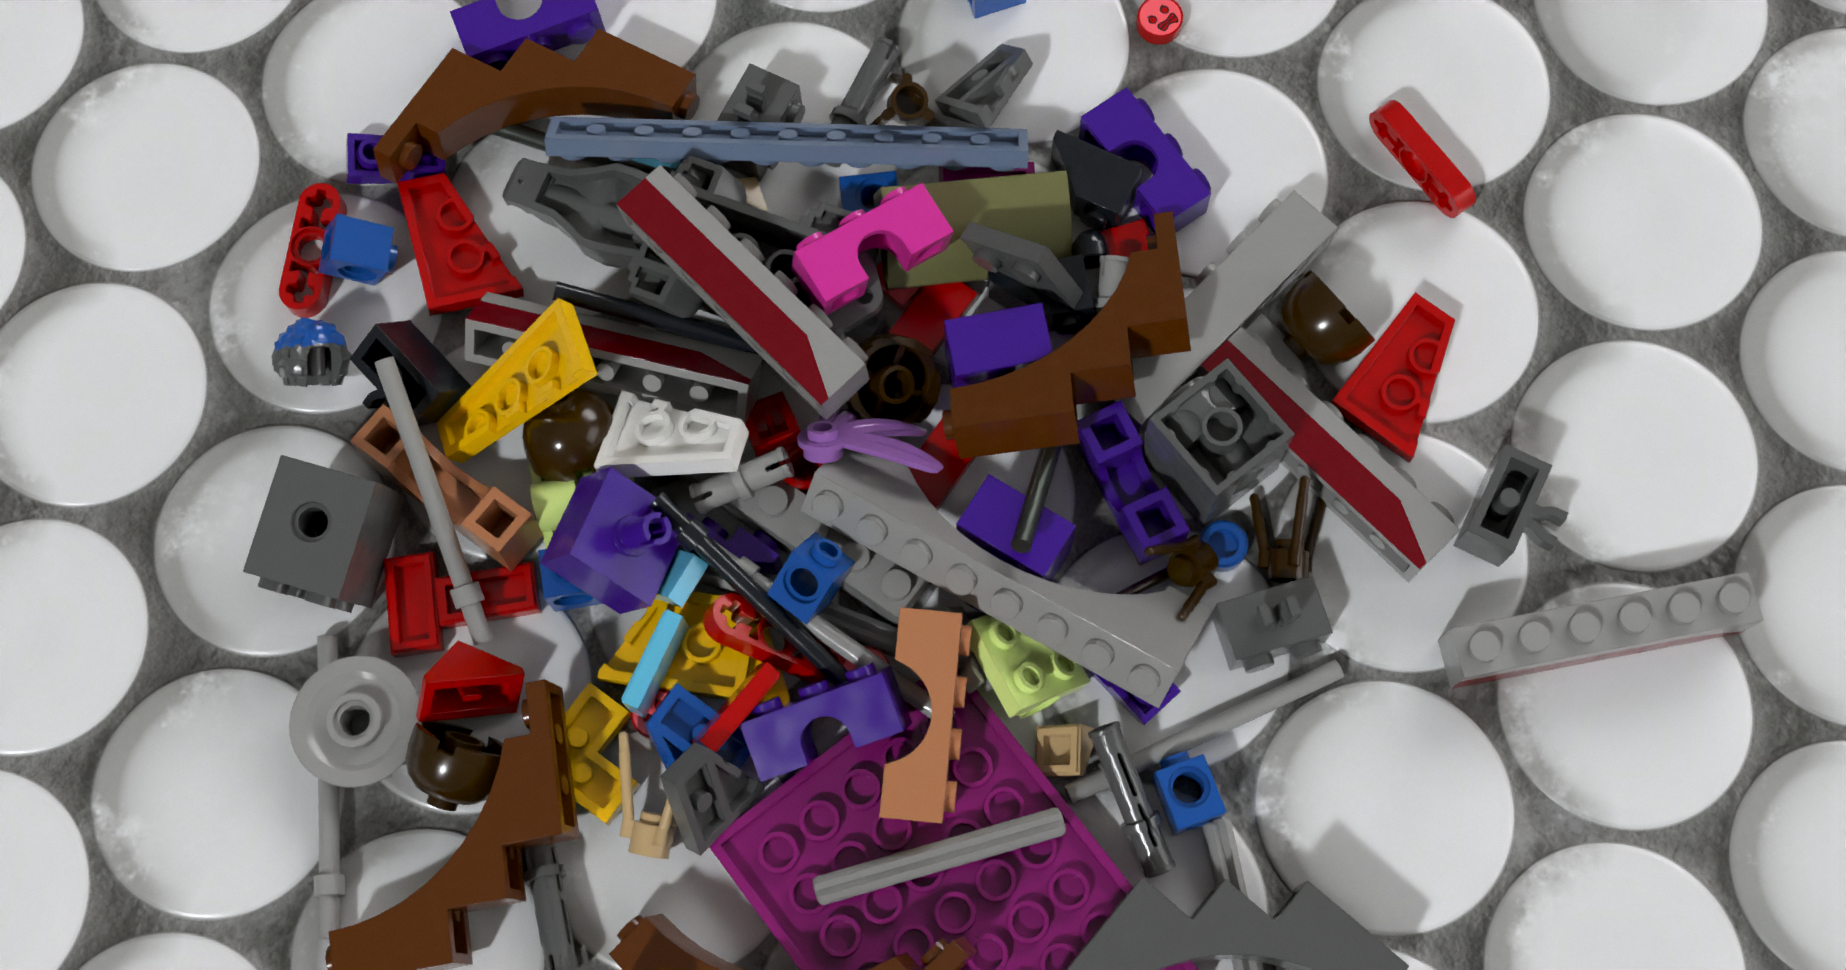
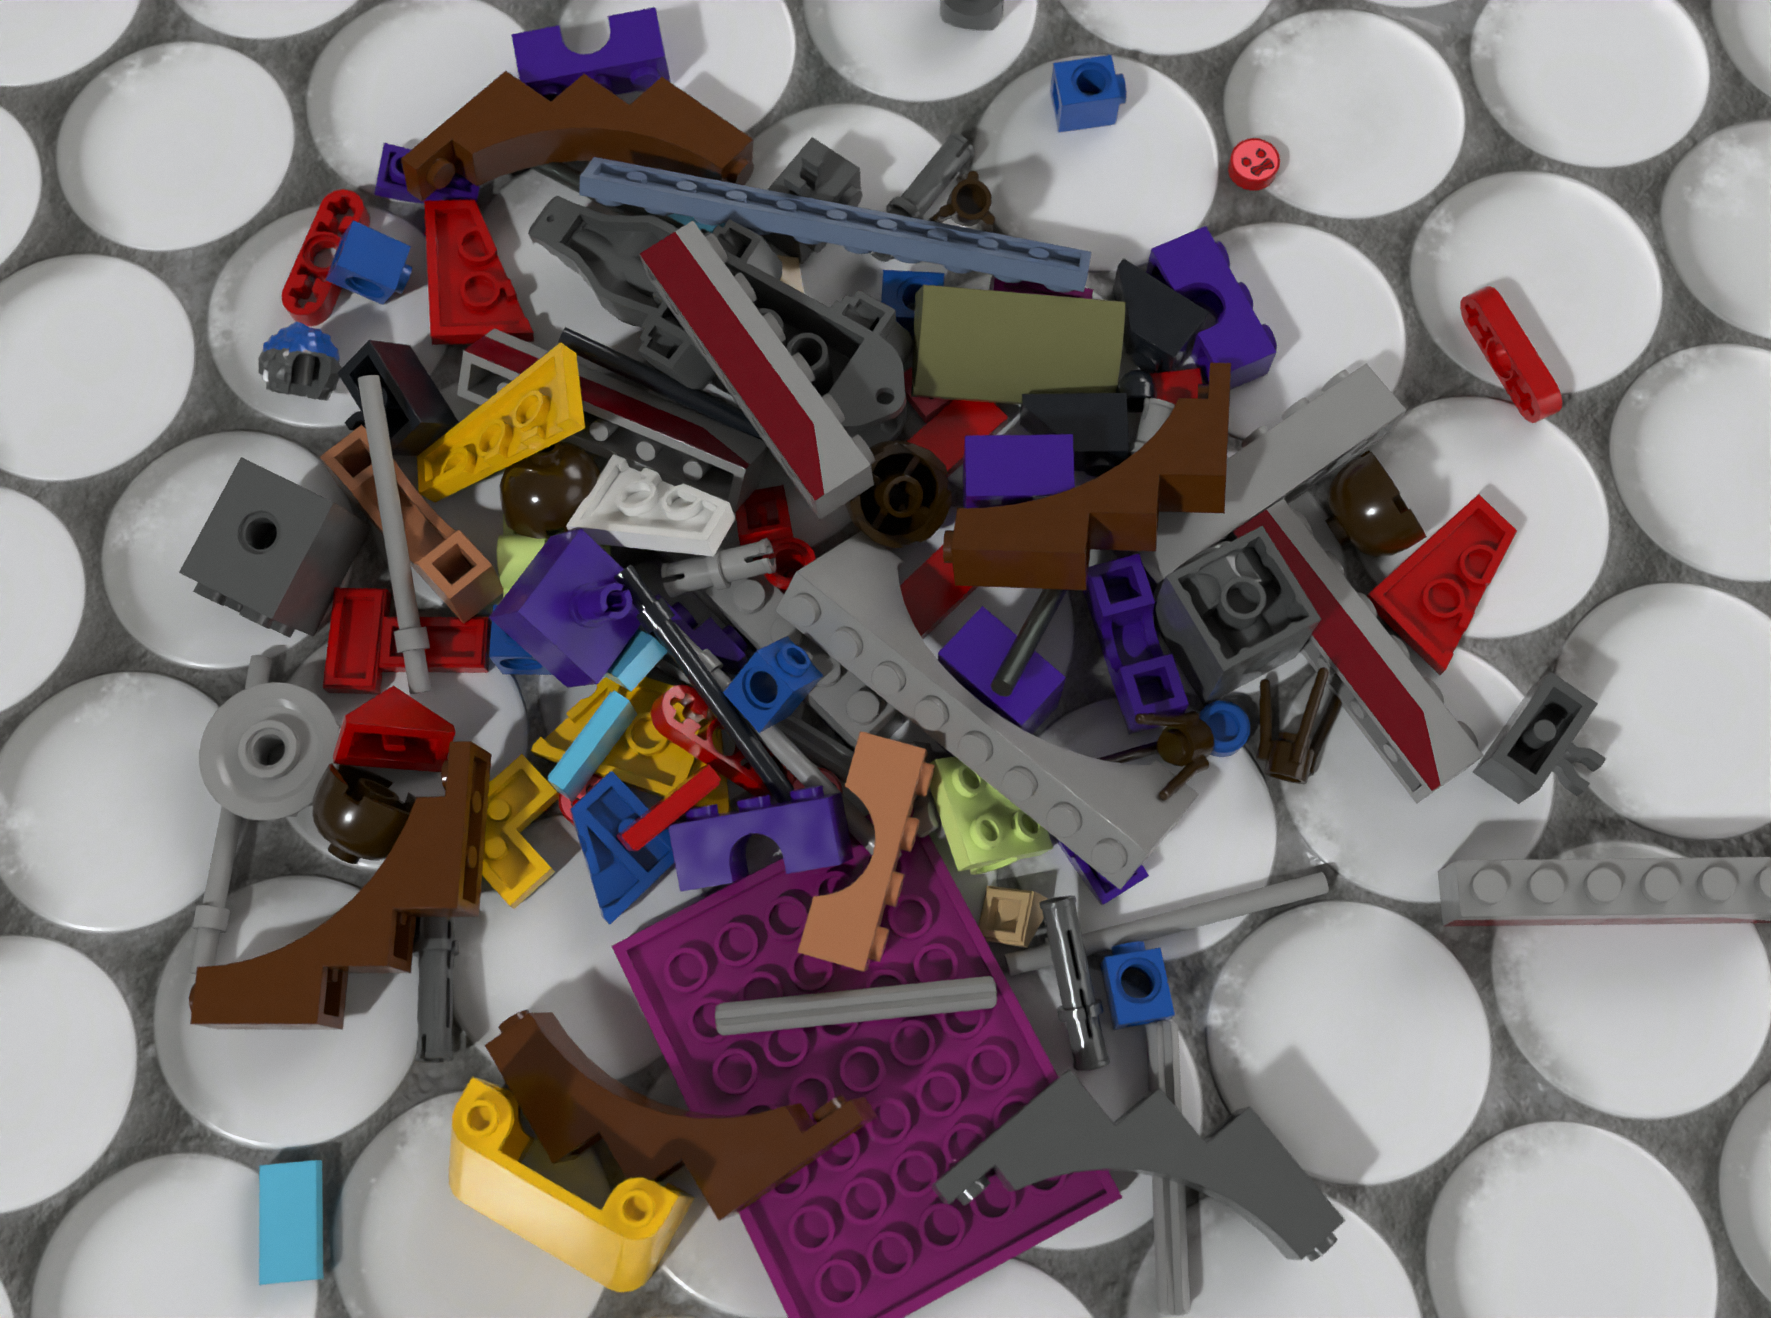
camera: 10 degrees right, 0 degrees up
(653, 831) = (559, 923): tan plant -> none
(706, 795) = (619, 895): dark grey wing -> none
(826, 440) = (816, 540): medium lavender plant -> none
(903, 224) = (938, 326): dark pink arch -> none
(986, 87) = (1056, 203): dark grey wing -> none
(1022, 261) = (1061, 388): dark grey wing -> none
(1272, 624) = (1260, 822): dark grey brick -> none

